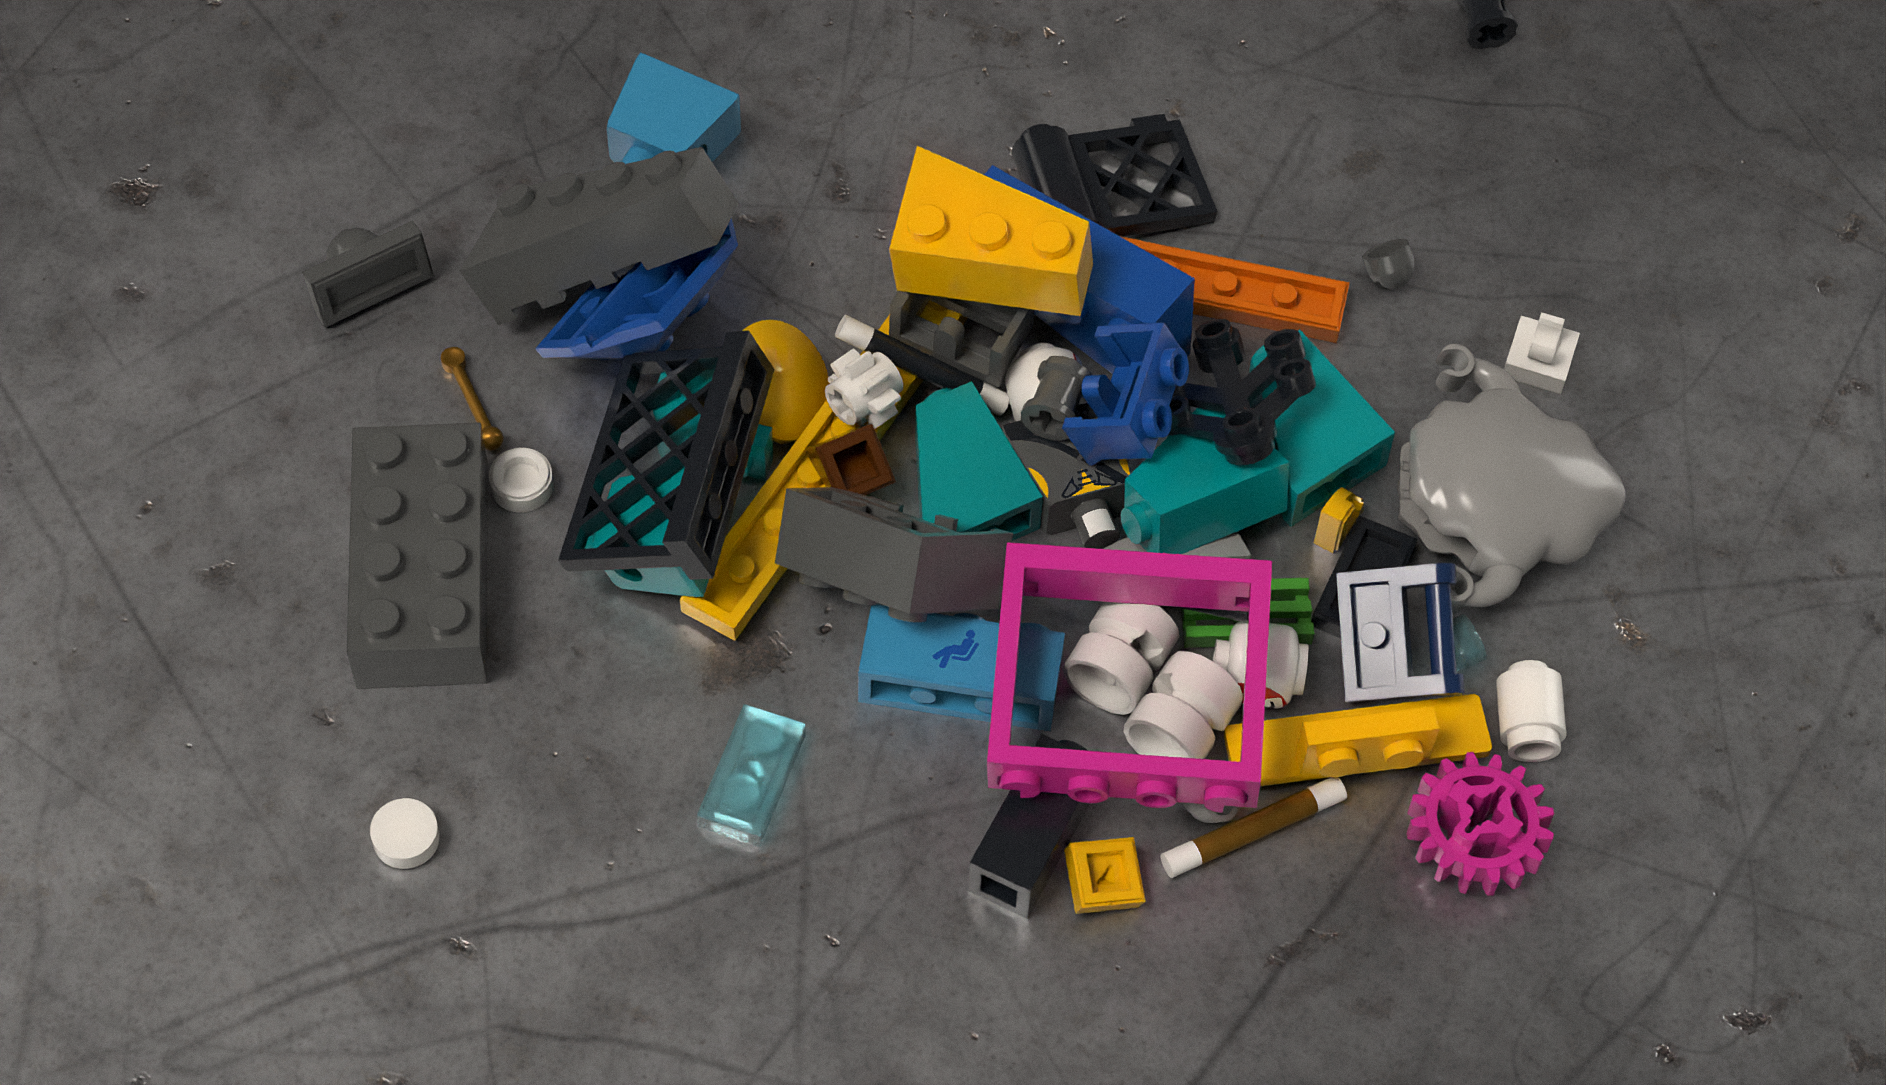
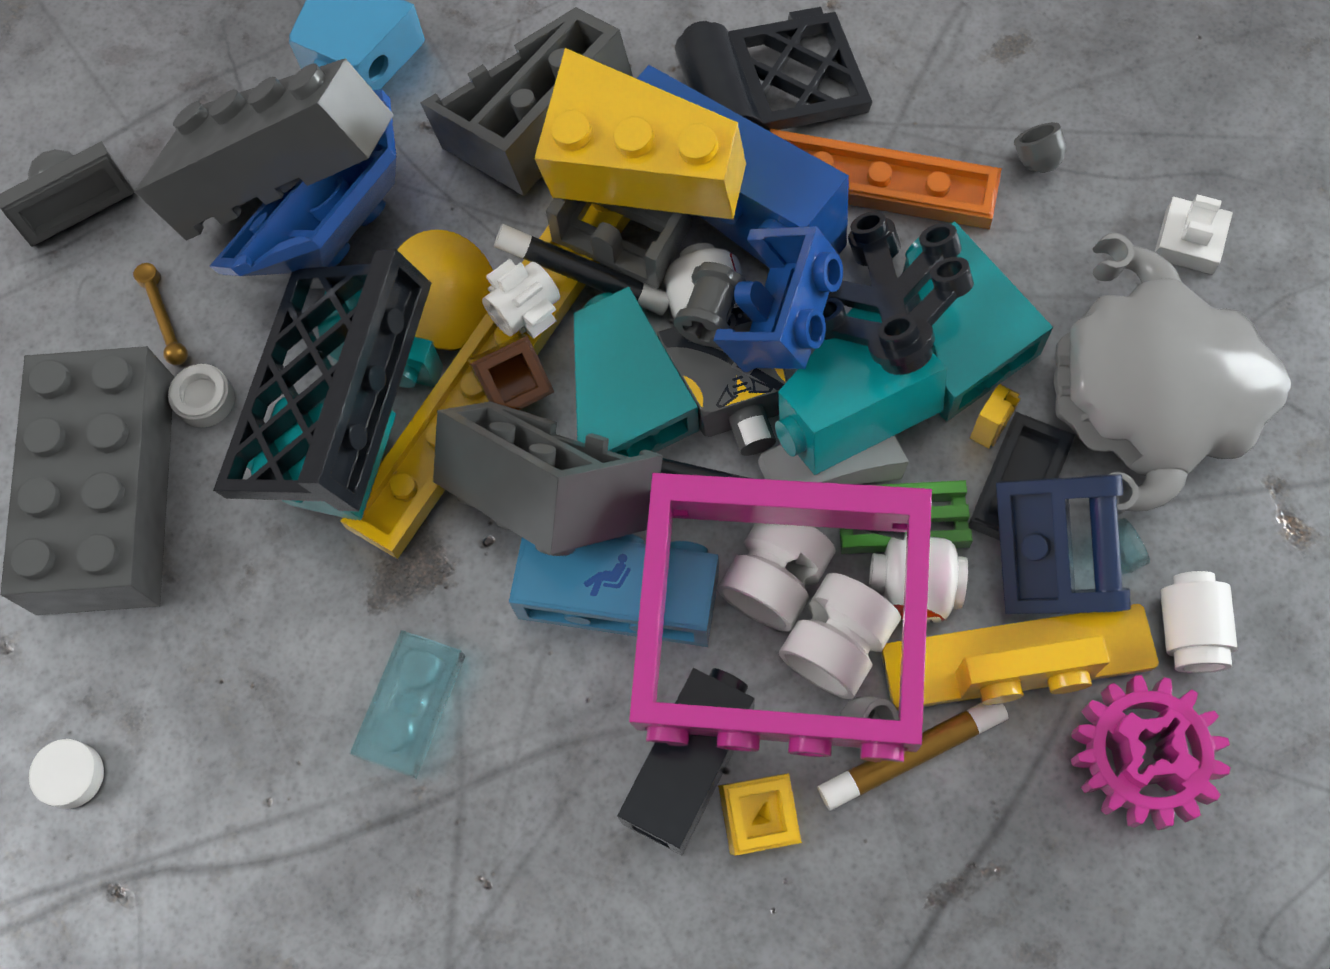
camera: 10 degrees right, 10 degrees up
(846, 210) = (503, 110): none -> dark grey wedge

